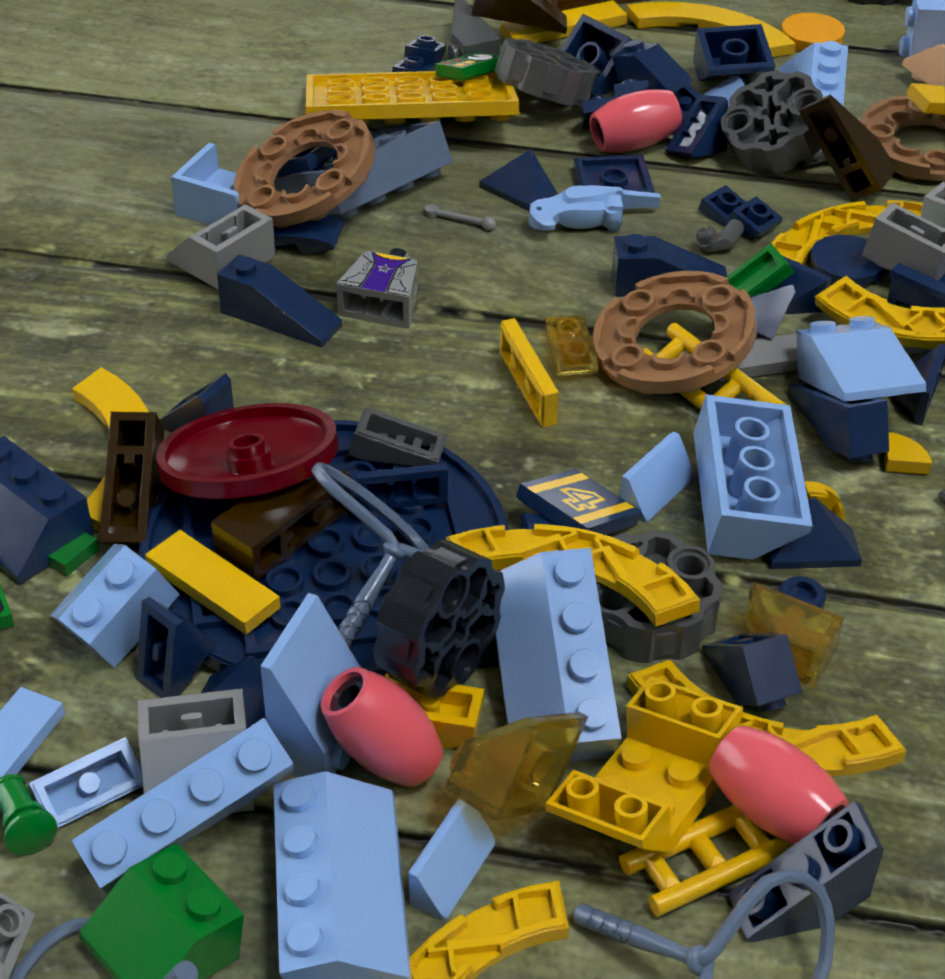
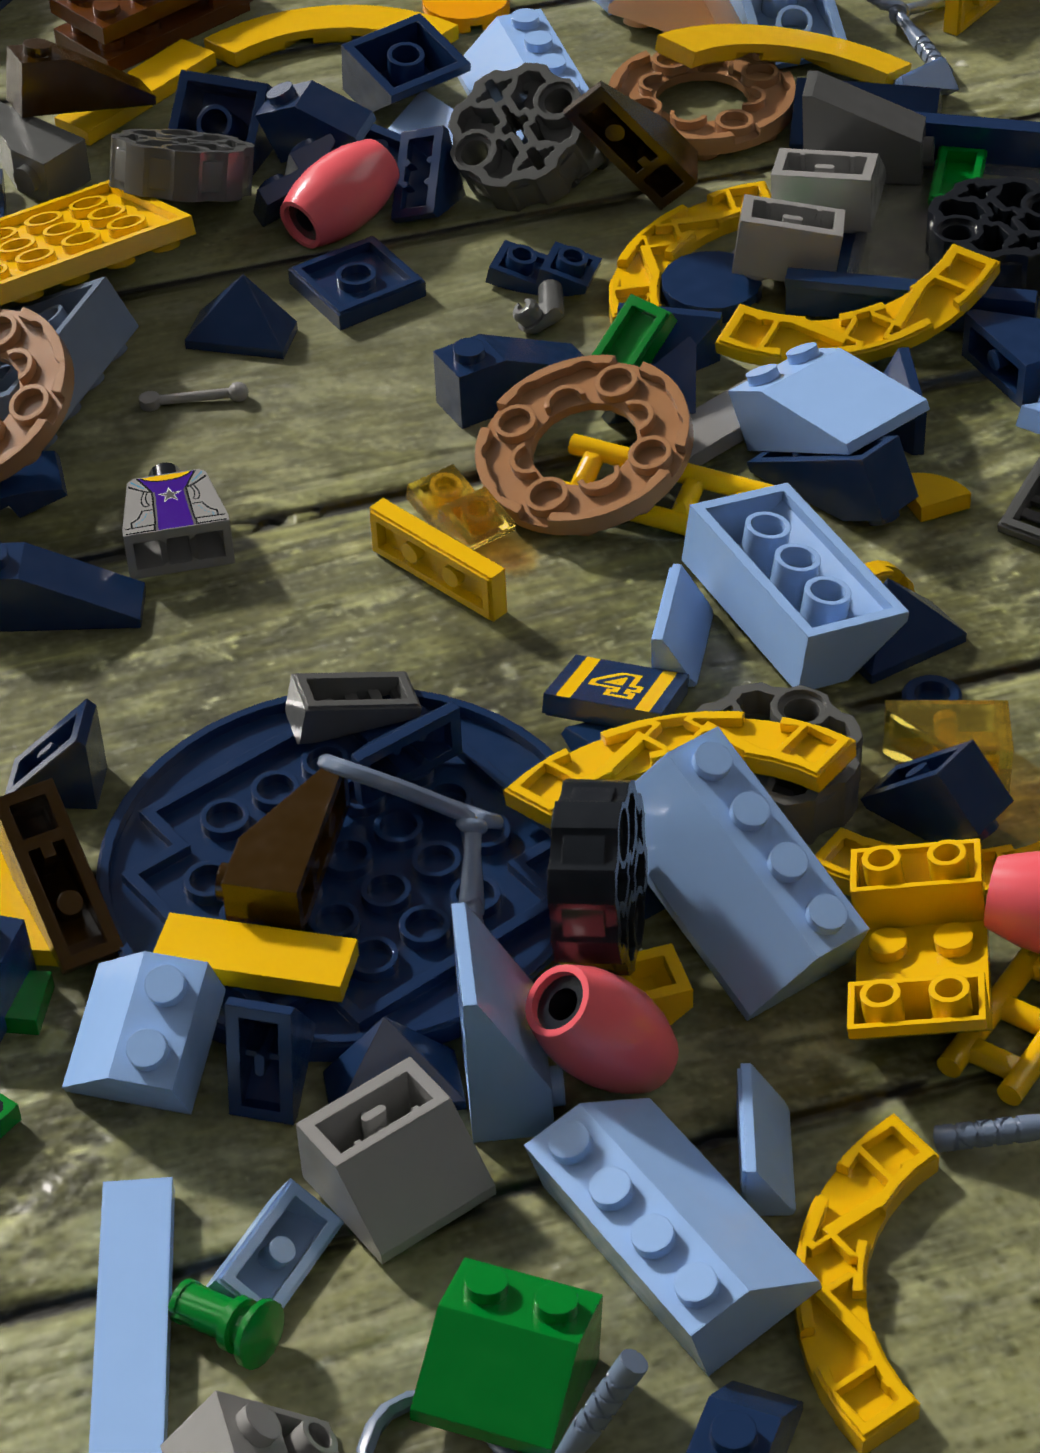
camera: 25 degrees left, 0 degrees up
(185, 803) = (442, 1215): light blue brick -> none
(246, 450) = (190, 782): dark red dish -> none
(467, 66) = (68, 189): green tile -> none
(516, 765) = (779, 1007): clear yellow slope -> none
(588, 207) = (356, 327): light blue animal -> none

